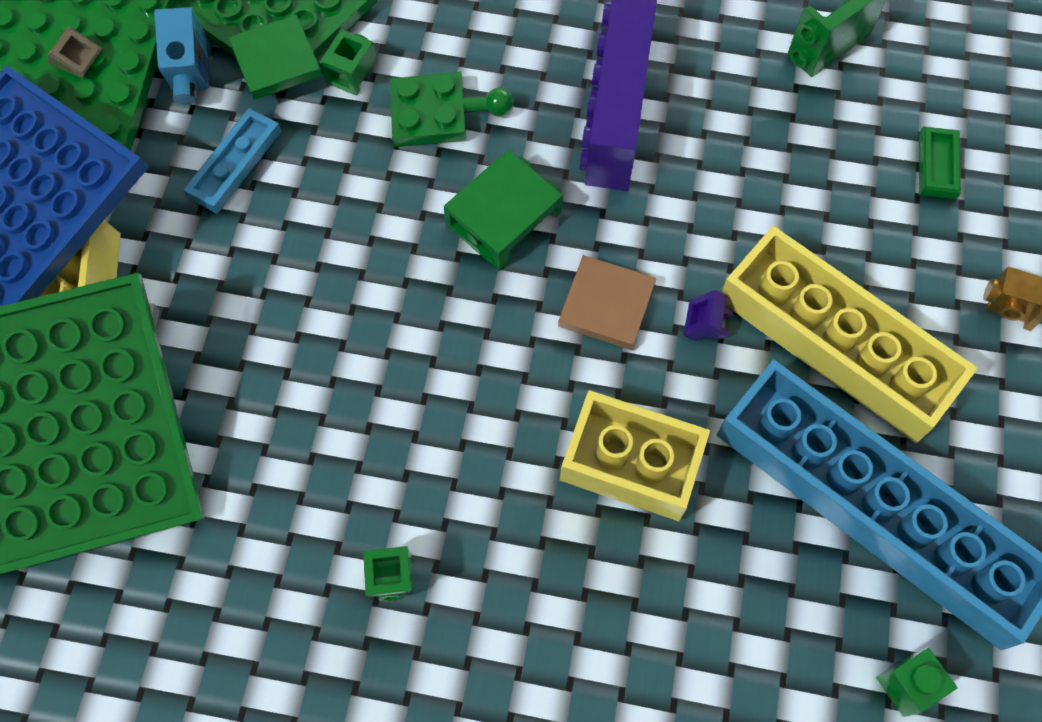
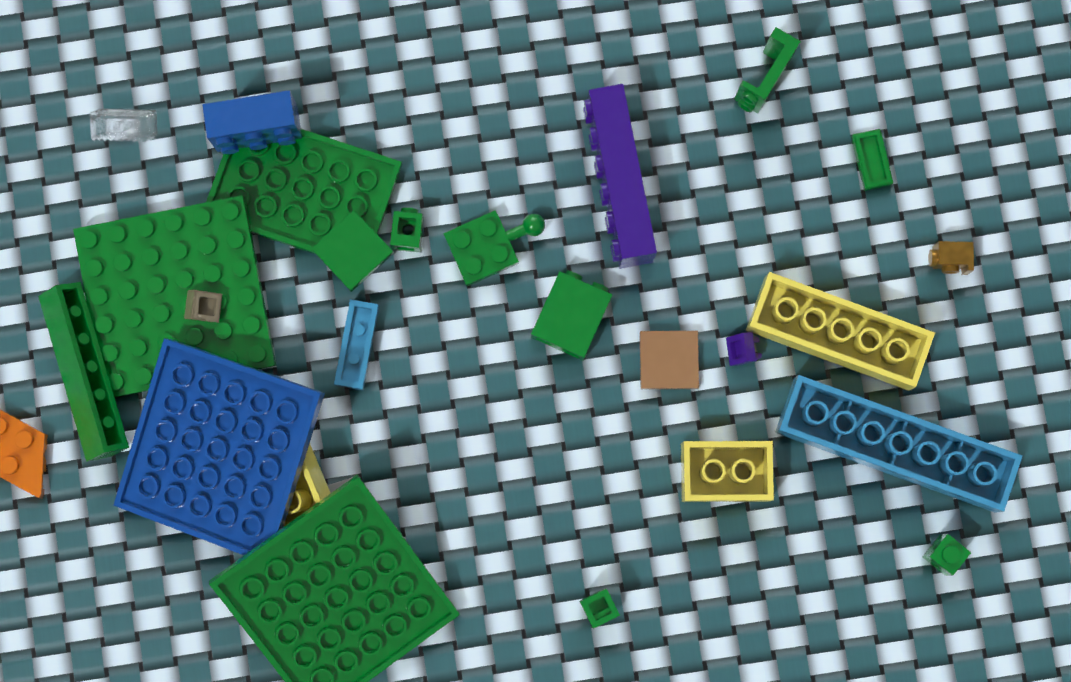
camera: 20 degrees left, 15 degrees up
(182, 52) = (276, 264): dark azure torso -> none

